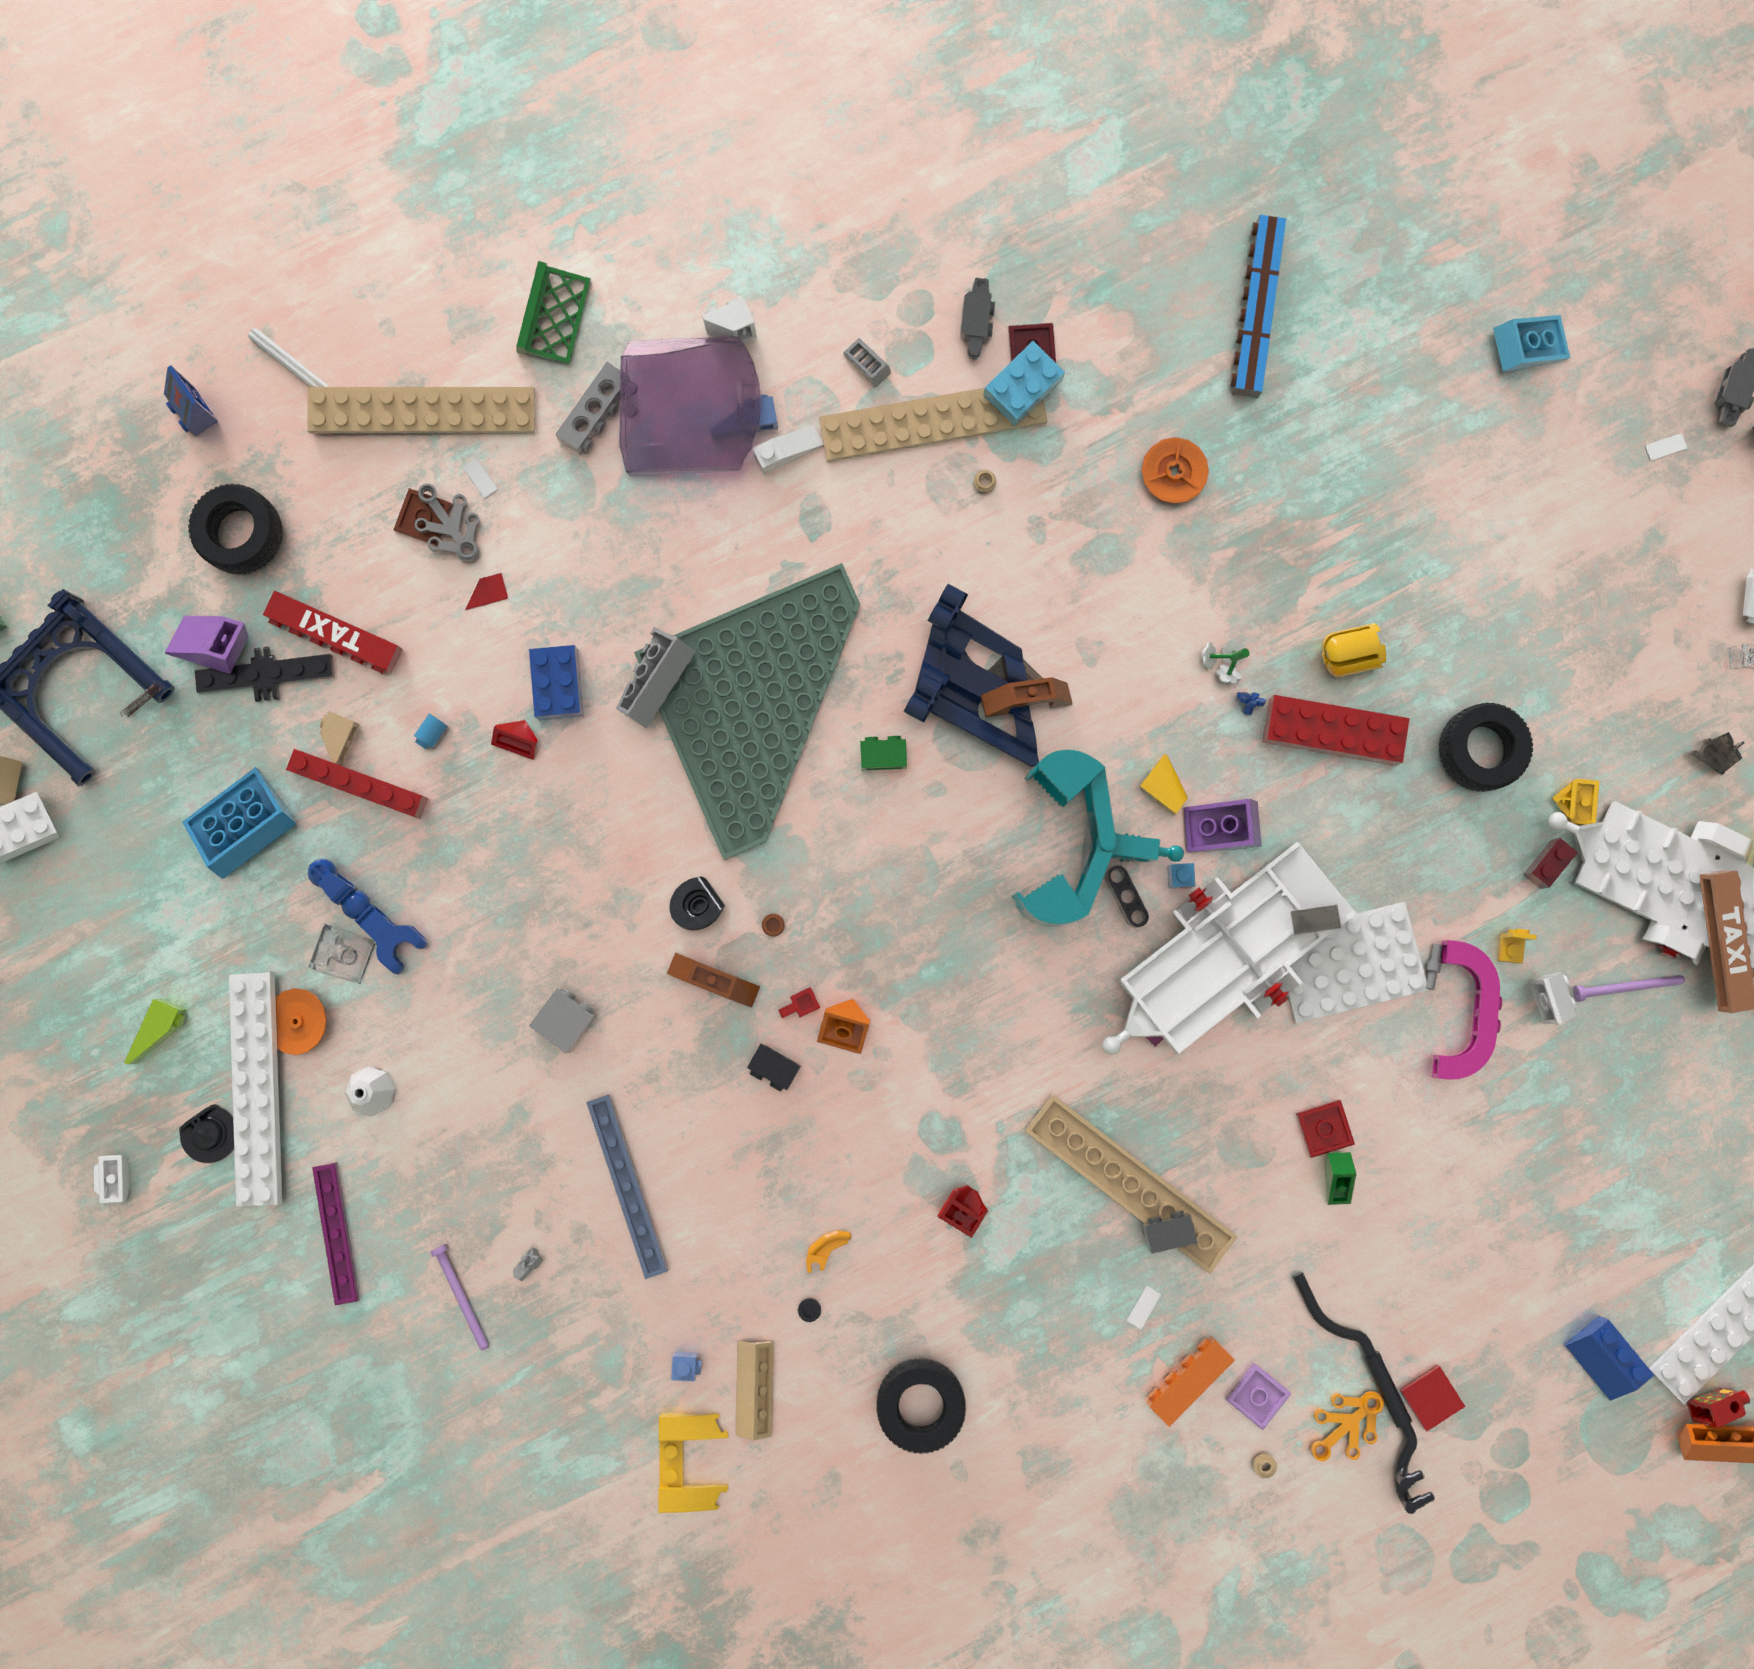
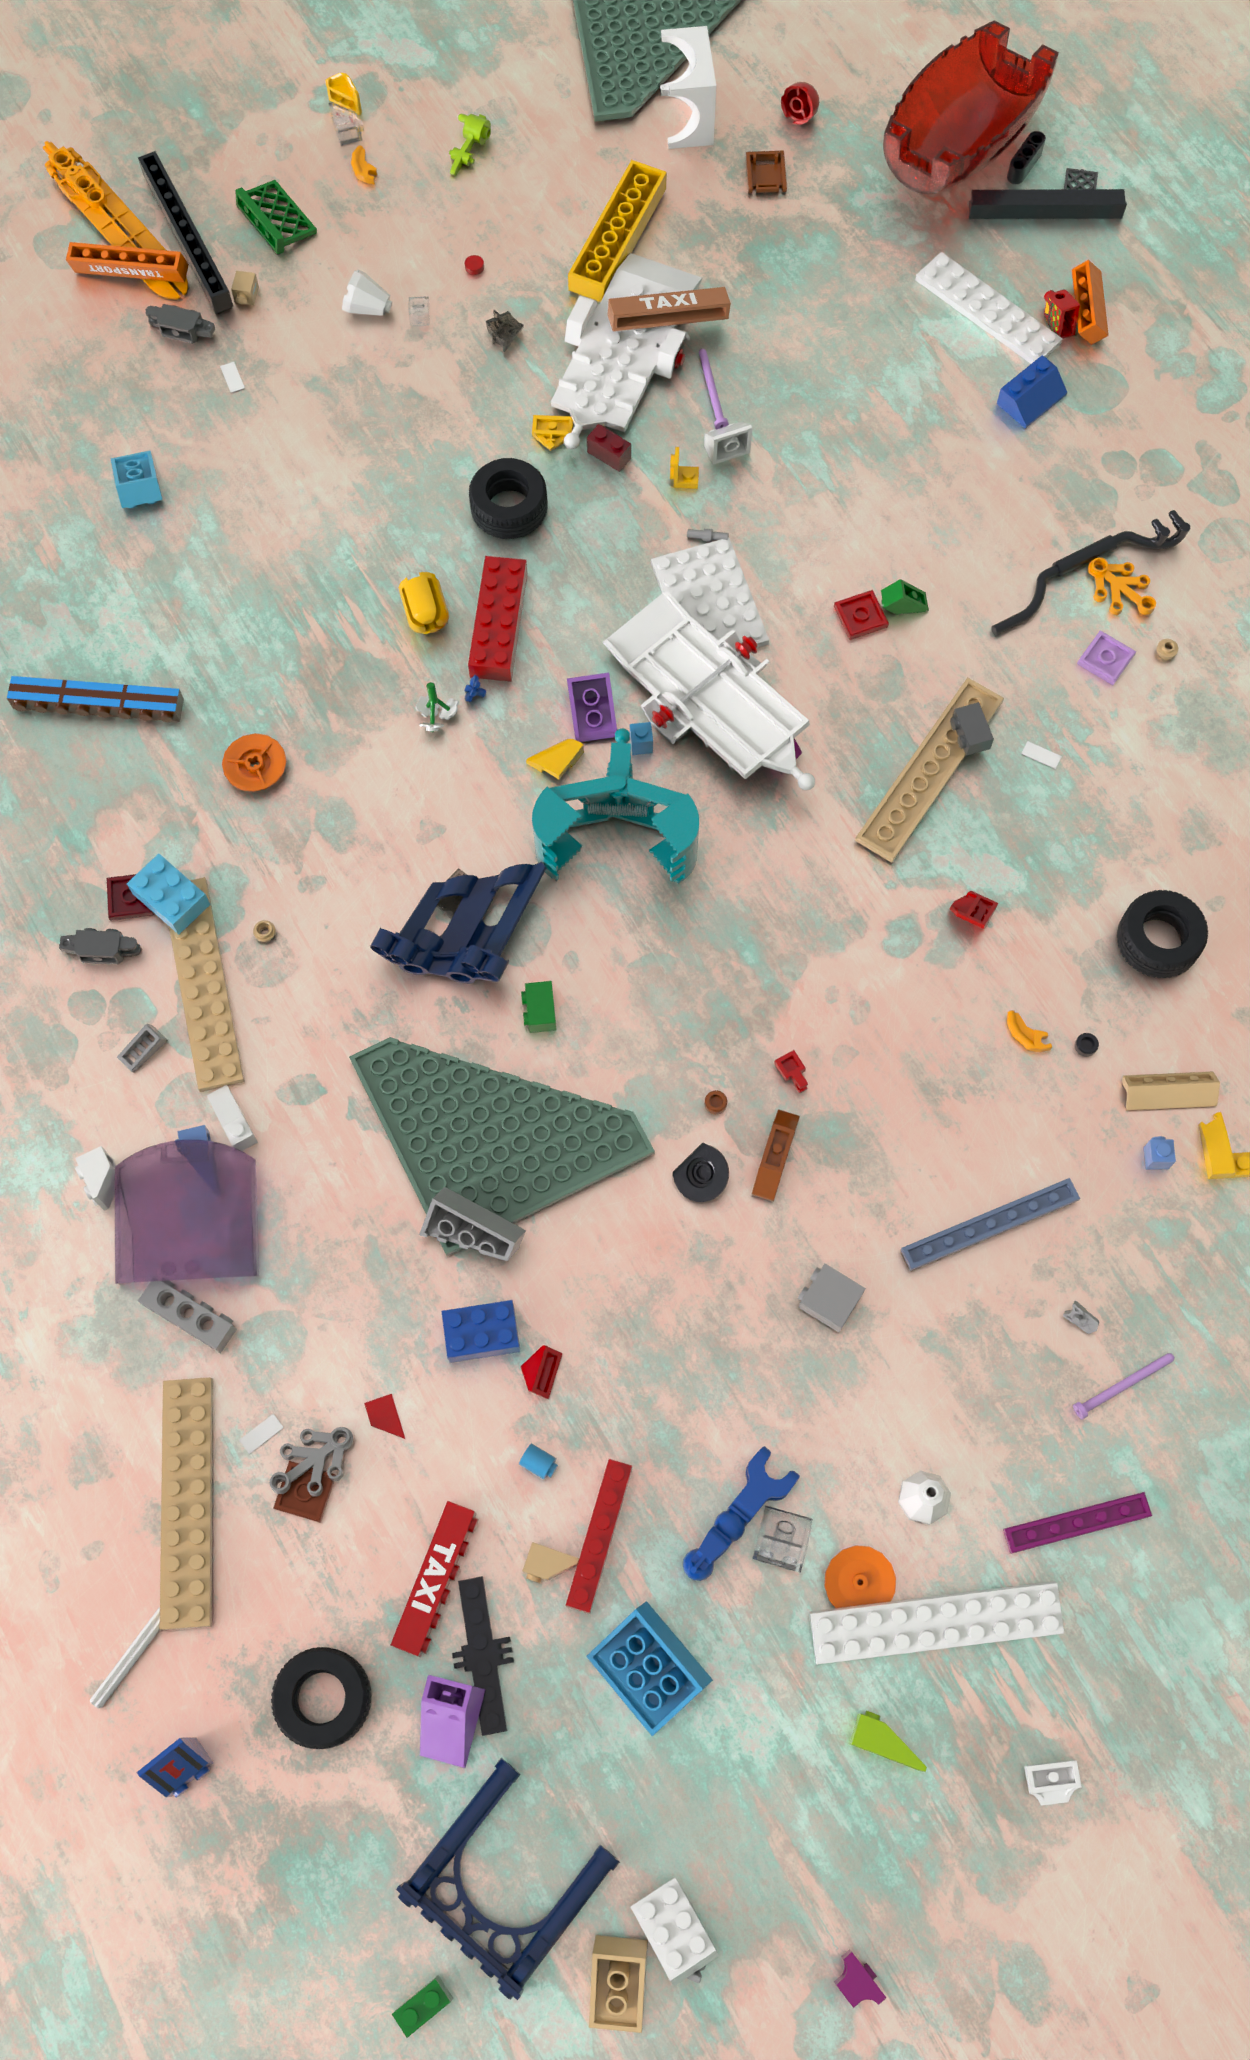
camera: 90 degrees left, 15 degrees down
(131, 704) = (514, 1786): piece -> none
(208, 1135) = (991, 1673): black hat -> none
(533, 309) = (82, 1387): green fence -> none
(773, 1067) = (856, 1090): black brick -> none
(844, 1026) = (811, 1023): orange slope -> none
(1026, 693) = (477, 879): dark orange slope -> none
(1126, 885) = (671, 776): black beam -> none
(1189, 1381) = (1102, 710): orange brick -> none
(1315, 919) = (674, 621): clear smoke tile -> none
(1432, 1398) = (1086, 522): red tile -> none
(1485, 1012) = (747, 493): dark pink arch -> none

